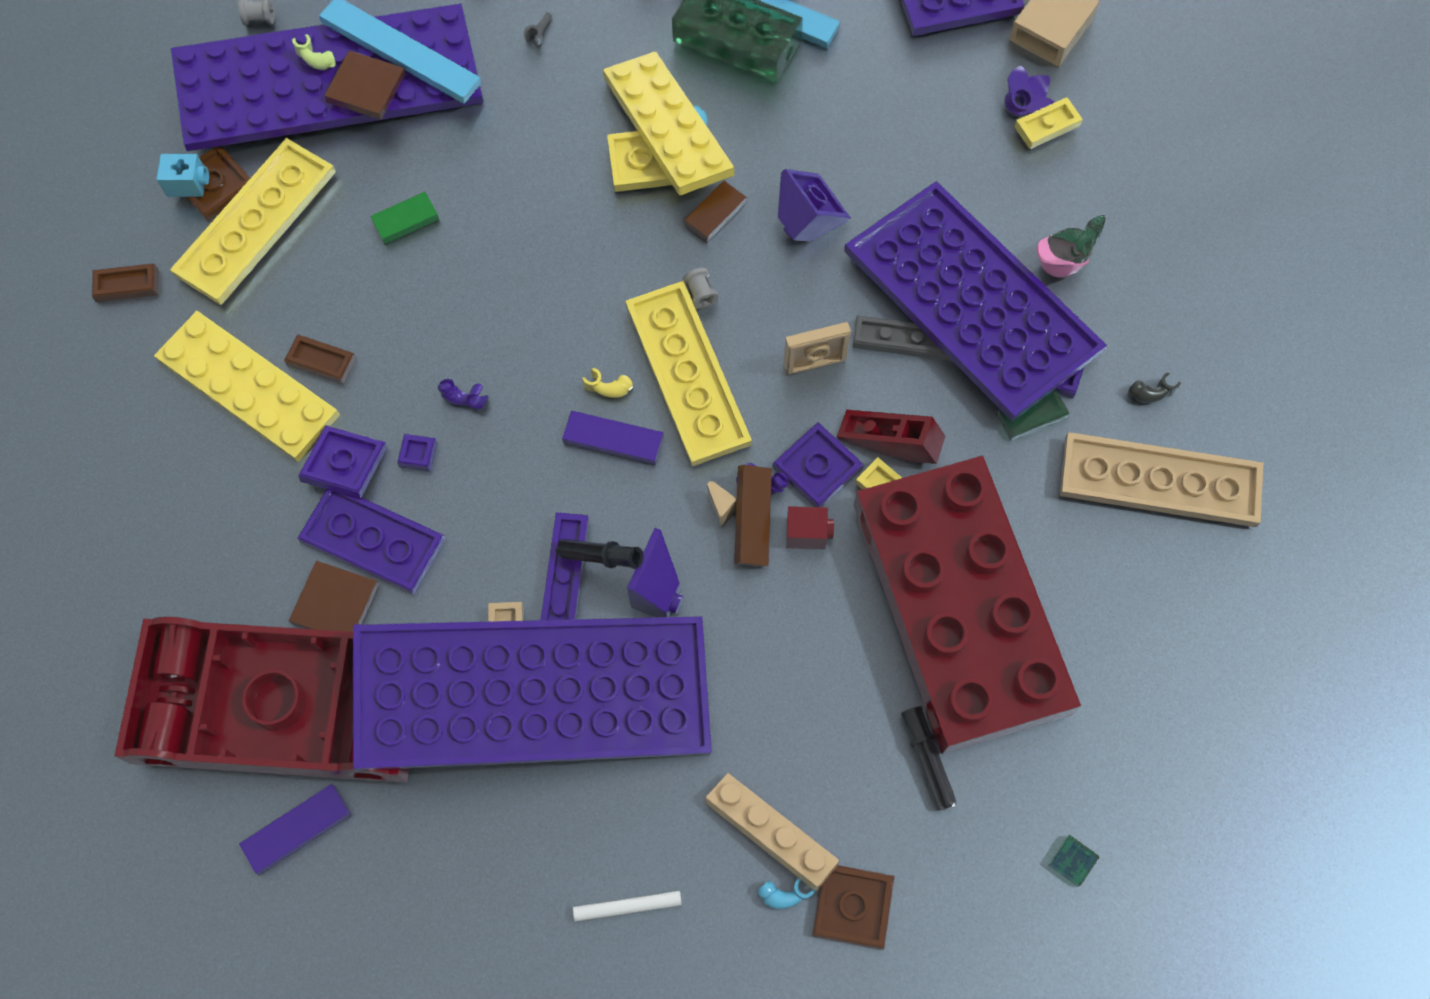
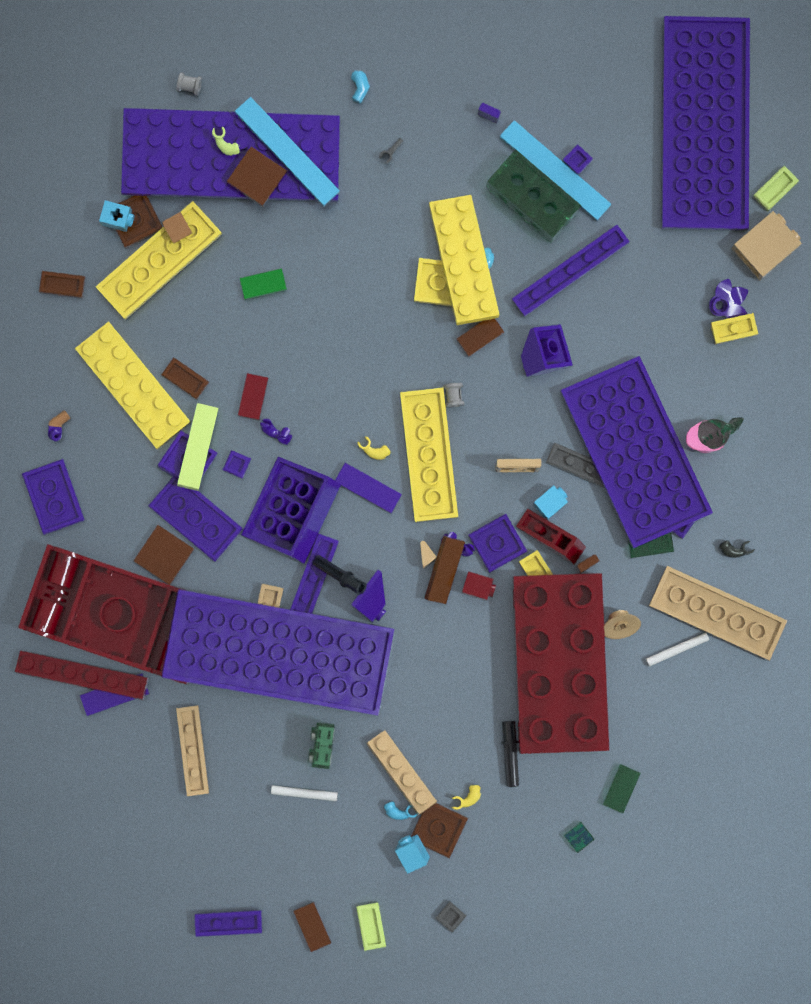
camera: 10 degrees right, 15 degrees up
(142, 463) = (55, 425): none -> arm
(154, 562) = (53, 497): none -> dark purple tile
(236, 811) = (81, 675): none -> dark red plate
(268, 168) = (176, 227): none -> medium nougat slope
(353, 439) = (197, 447): none -> yellowish green tile
(421, 359) = (253, 396): none -> dark red tile
(435, 885) = (192, 750): none -> tan plate
(509, 491) = (291, 509): none -> dark purple slope
(638, 830) = (323, 745): none -> clear green piece
(810, 107) = (570, 270): none -> dark purple plate
(823, 955) = (412, 853): none -> medium azure brick
(876, 389) = (551, 502): none -> medium azure brick
(891, 843) = (473, 797): none -> light yellow arm
(958, 448) = (586, 564): none -> reddish brown tile
(1034, 526) = (621, 625): none -> tan piece
(1112, 767) = (621, 788): none -> clear green tile
(1121, 545) = (677, 649): none -> white bar

